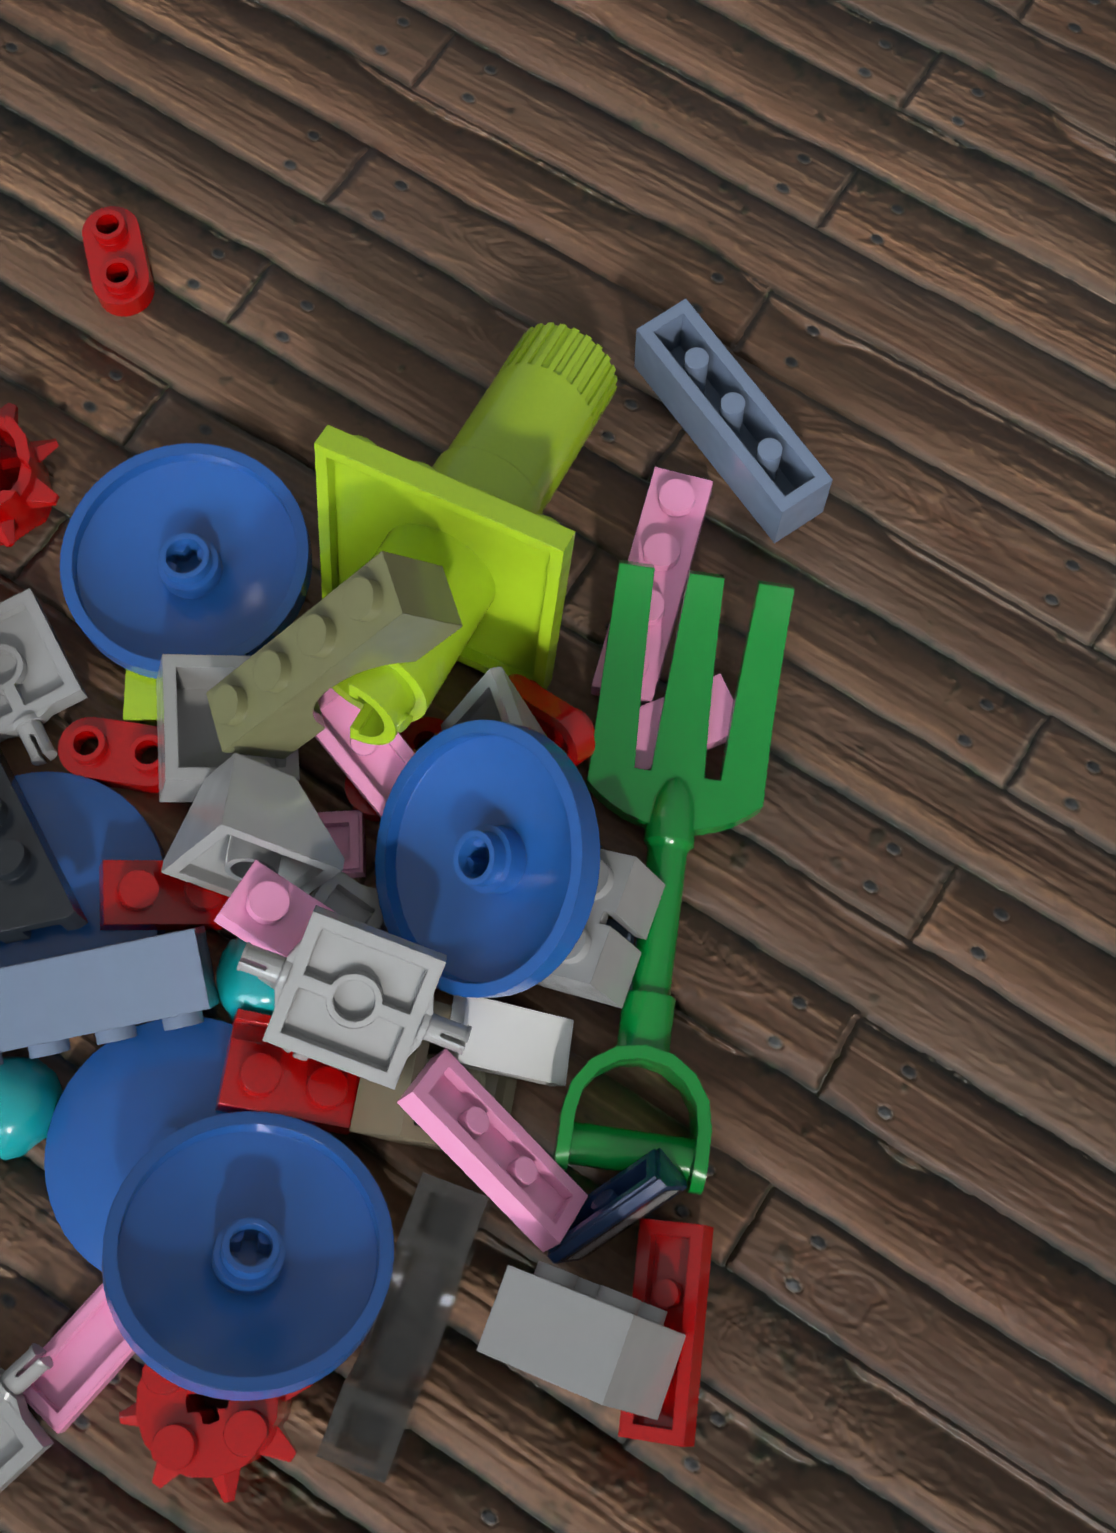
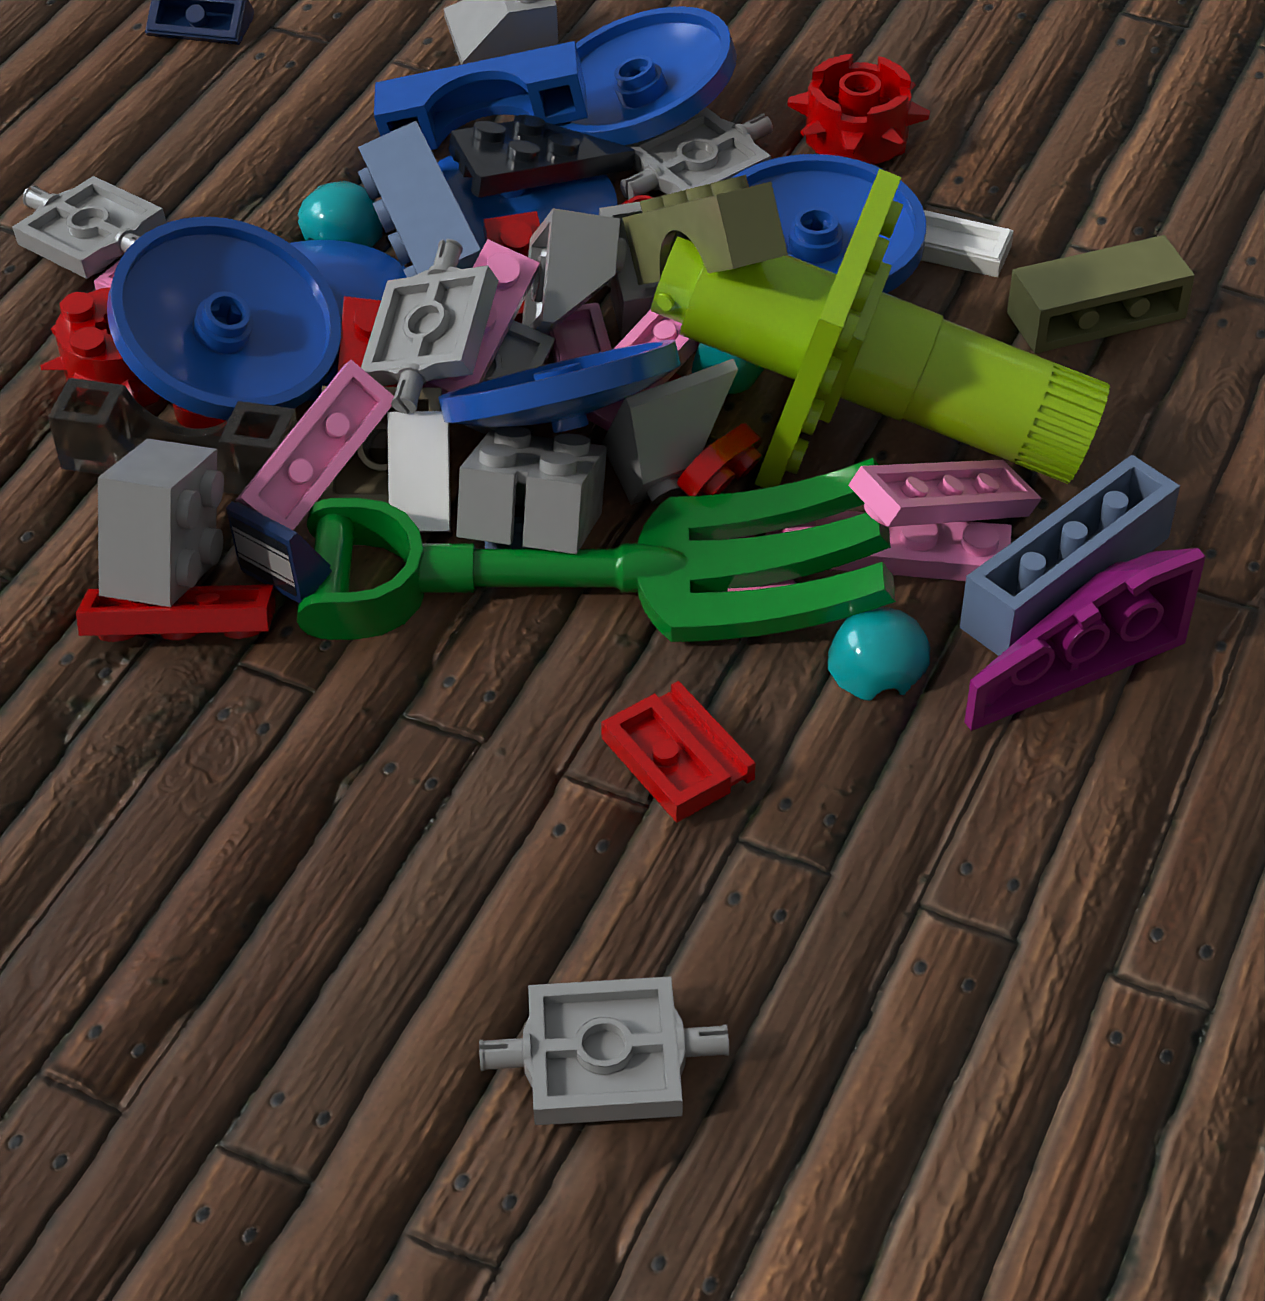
camera: 80 degrees right, 25 degrees down
(116, 256) = (1102, 169): red plate -> none
(214, 413) = (966, 244): none -> white tile
(334, 309) = (1099, 293): none -> olive brick
(659, 511) = (943, 492): none -> bright pink plate
(801, 376) = (1101, 628): none -> magenta wedge
(816, 623) = (878, 653): none -> teal hair
(915, 825) = (677, 751): none -> red plate

